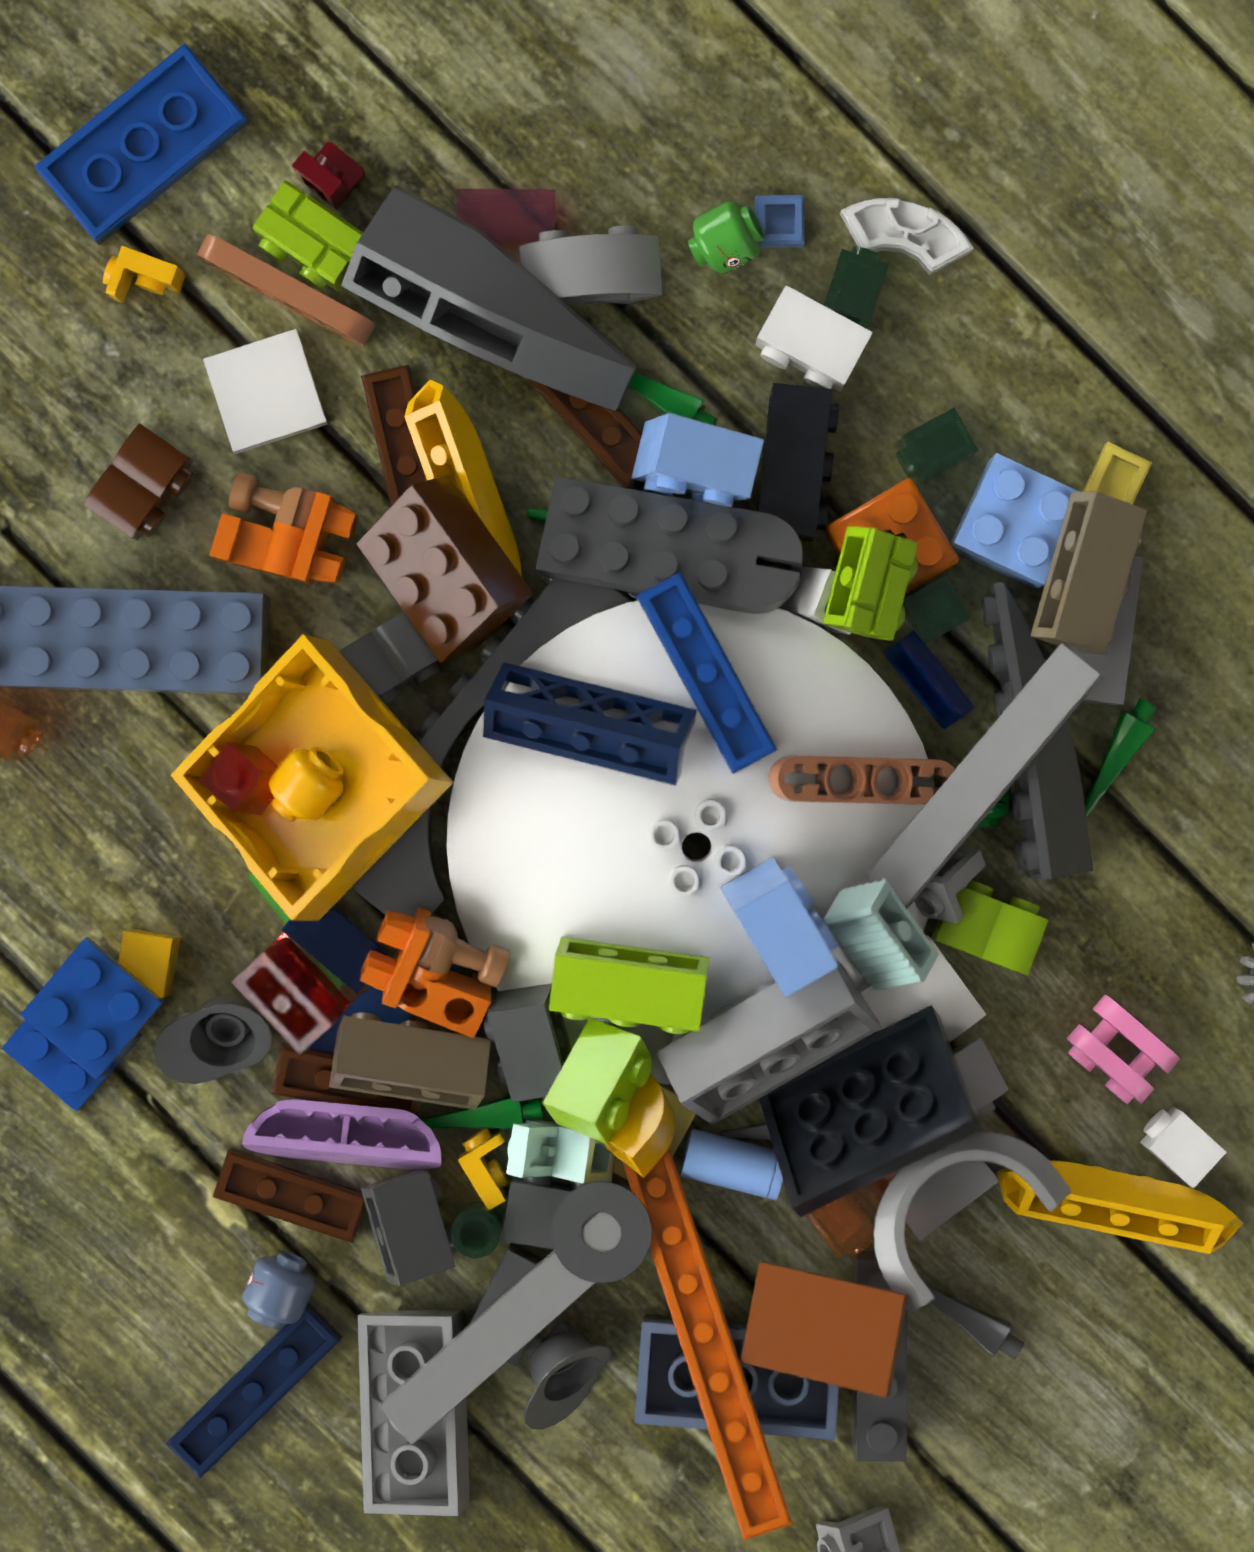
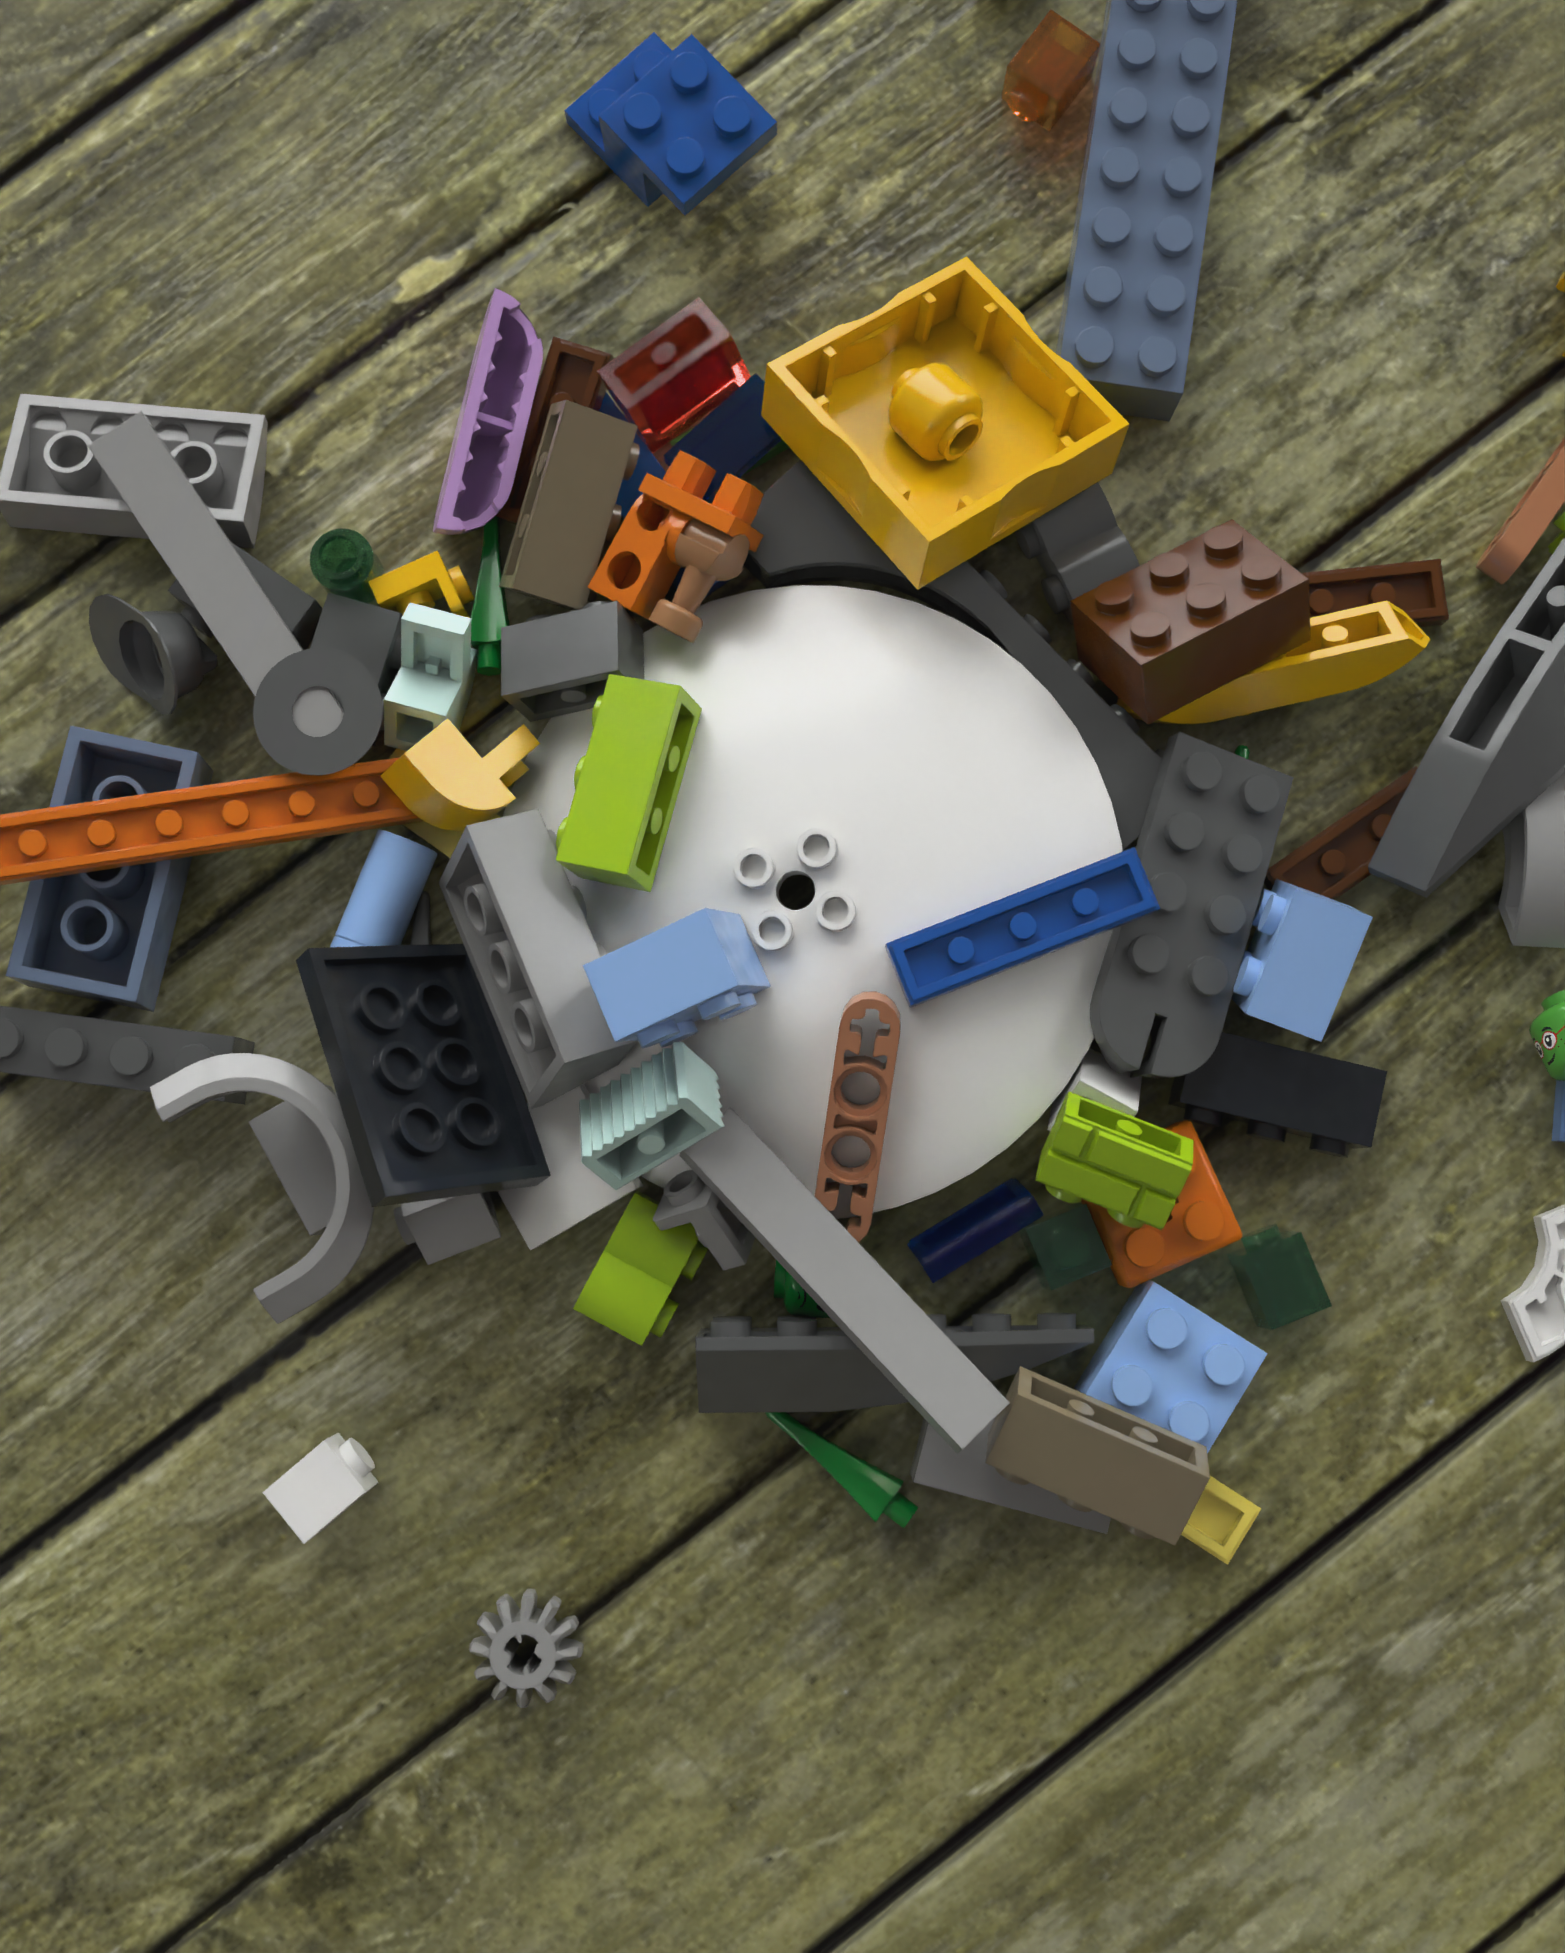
camera: 95 degrees right, 5 degrees down
(140, 483) = (1333, 272): reddish brown brick -> none
(150, 958) = (737, 217): yellow brick -> none
(213, 1041) = (628, 272): dark grey piece -> none
(241, 778) = (953, 332): clear red brick -> none
(253, 1391) = (194, 284): dark blue tile -> none
(265, 391) = (1430, 441): white tile -> none
(278, 1290) = (309, 322): sand blue head -> none
(290, 1195) = (425, 356): reddish brown tile -> none
(297, 538) = (1246, 457): orange hips -> none
(409, 1226) = (364, 486): dark grey brick -> none
(583, 729) = (964, 757): dark blue fence -> none
(599, 1080) = (511, 729): lime brick -> none
(671, 400) = (1378, 936): green piece -> none
(812, 340) = (1434, 1133): white brick -> none
(824, 1328) = (146, 976): dark orange tile -> none
(844, 1225) = (280, 1022): clear orange brick -> none
(856, 284) = (1498, 1197): clear green brick -> none
(986, 1329) = (128, 1196): dark grey piece -> none
(1092, 1051) = (419, 1421): bright pink brick -> none
(1128, 1207) = (252, 1410): yellow brick -> none

